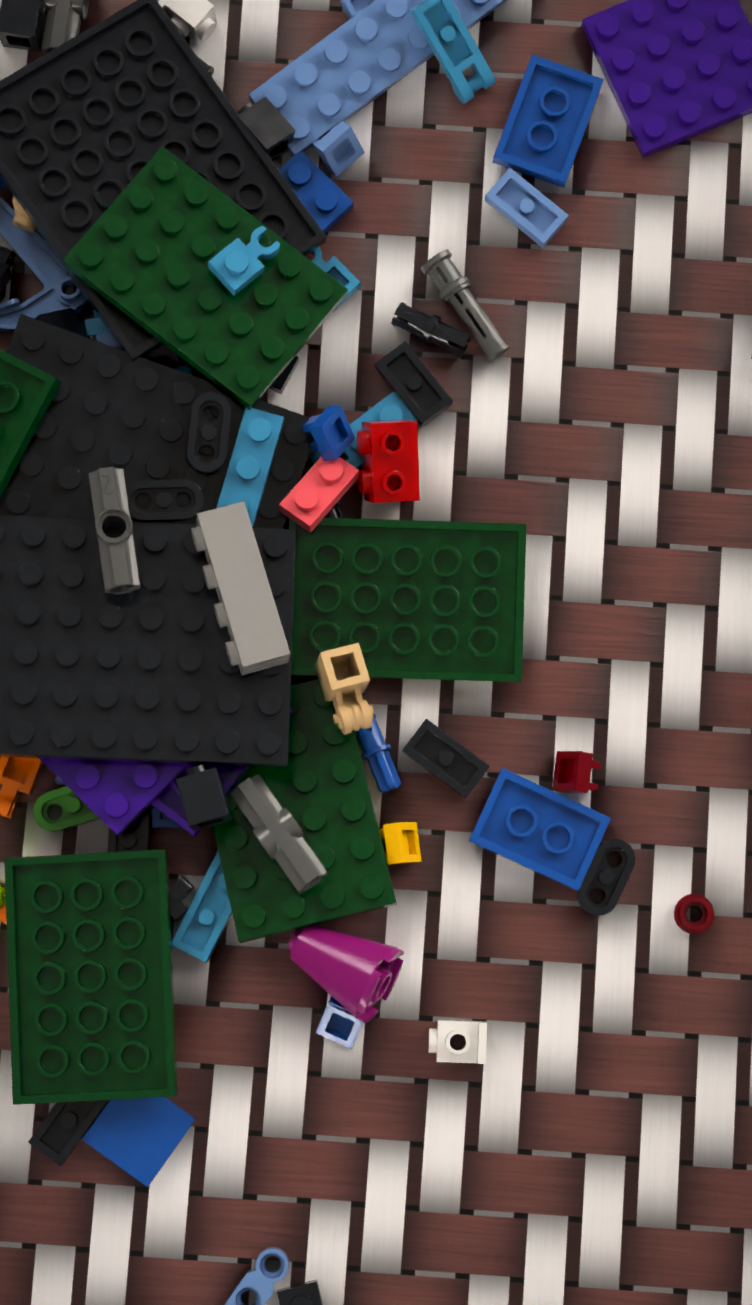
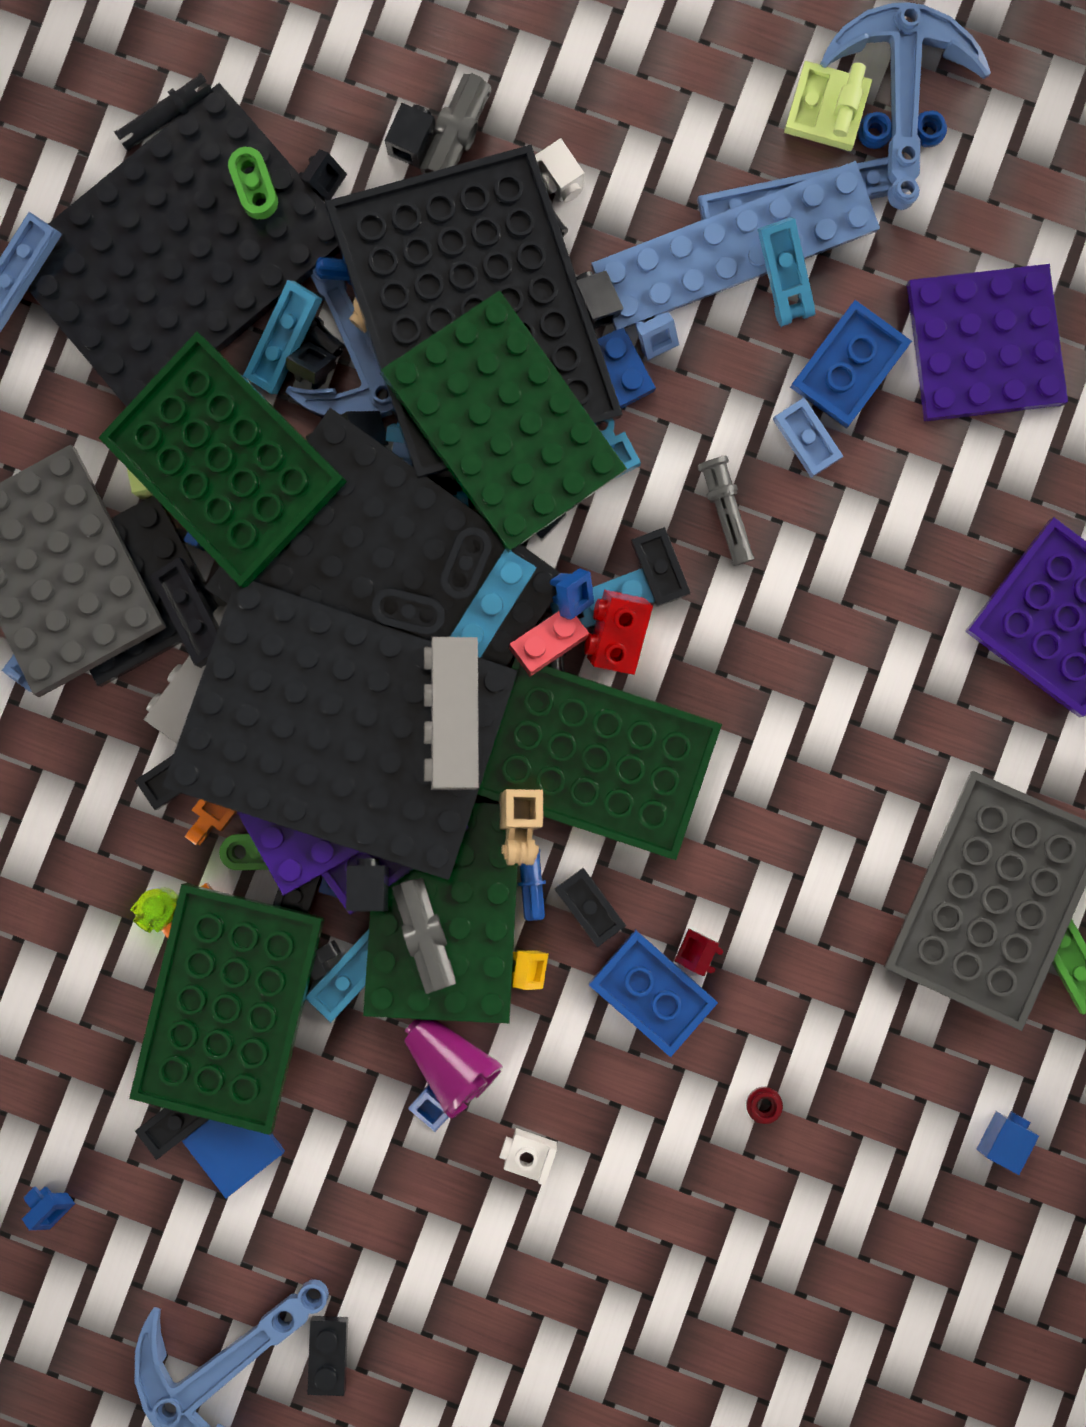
camera: 20 degrees right, 5 degrees up
(109, 508) = (359, 606): dark grey piece -> none
(240, 263) = (537, 419): dark azure plate -> none
(431, 329) = (690, 523): black pin -> none
(607, 878) = (699, 1052): black plate -> none

